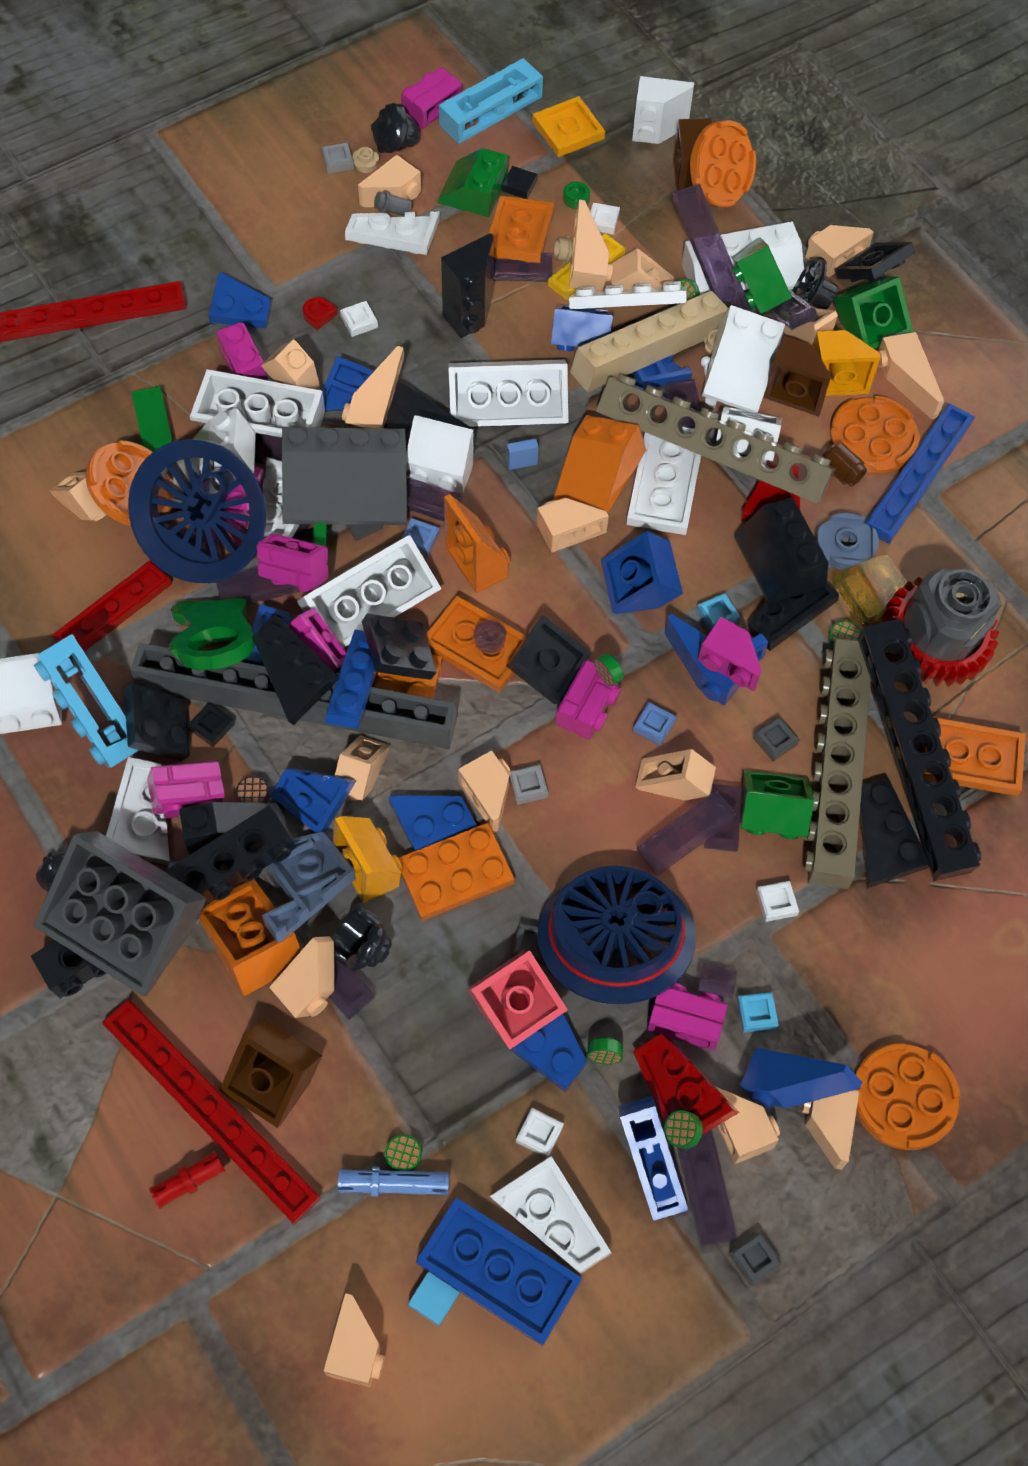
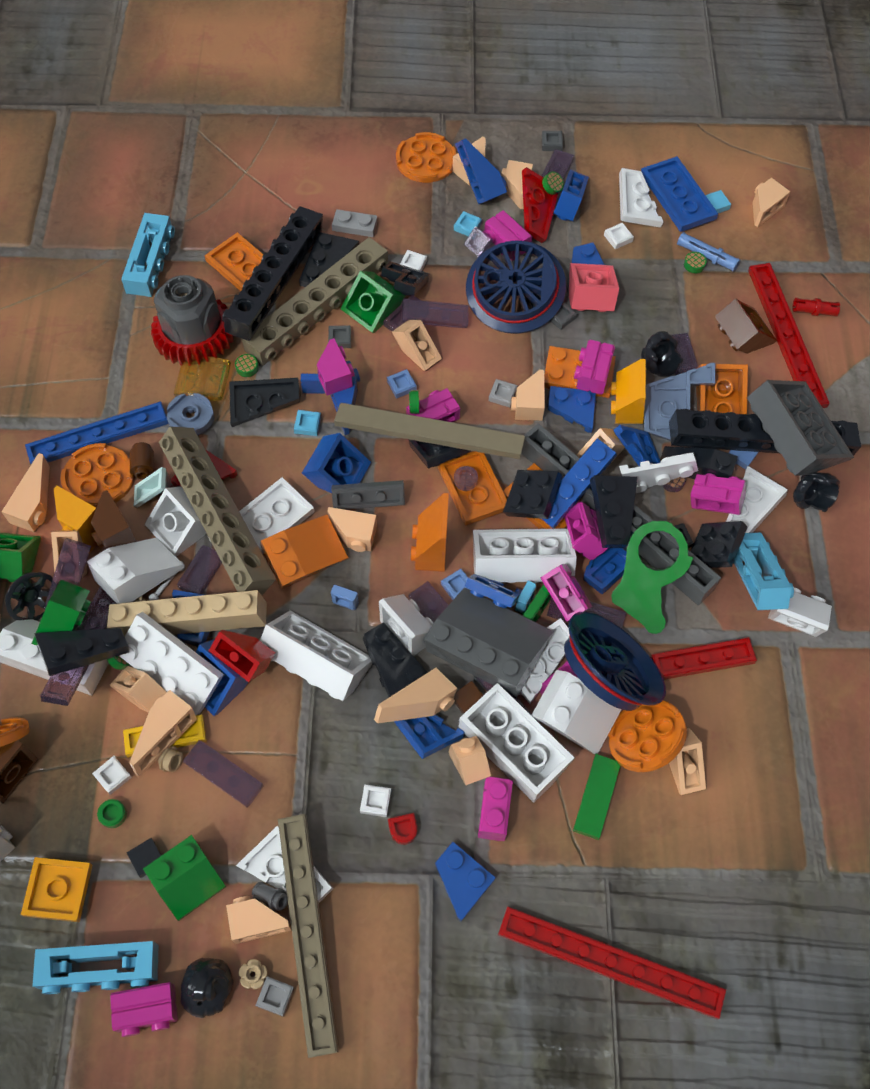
camera: 145 degrees left, 0 degrees up
(283, 752) = (661, 473): none -> white wing
(308, 979) = (704, 350): light nougat slope -> none
(337, 555) = (525, 597): none -> medium azure tile
(344, 198) = (308, 937): none -> dark tan tile
(370, 530) = (501, 596): none -> blue wing
(431, 859) = (595, 366): none -> dark pink brick
(468, 285) = (280, 739): black slope -> none
(521, 228) = (190, 796): orange plate -> none
(563, 647) = (430, 430): none -> dark tan tile
(564, 334) = (242, 653): none -> red slope
(581, 564) = (368, 495): none -> dark grey tile
(605, 1051) = (561, 244): green tile -> none
(712, 244) = (79, 648): none -> black wing
(757, 864) = (406, 279): none -> black plate
(782, 551) = (239, 423): black slope -> none
(804, 438) = (151, 486): none -> light aqua slope
(901, 914) = (354, 223): none -> light grey plate

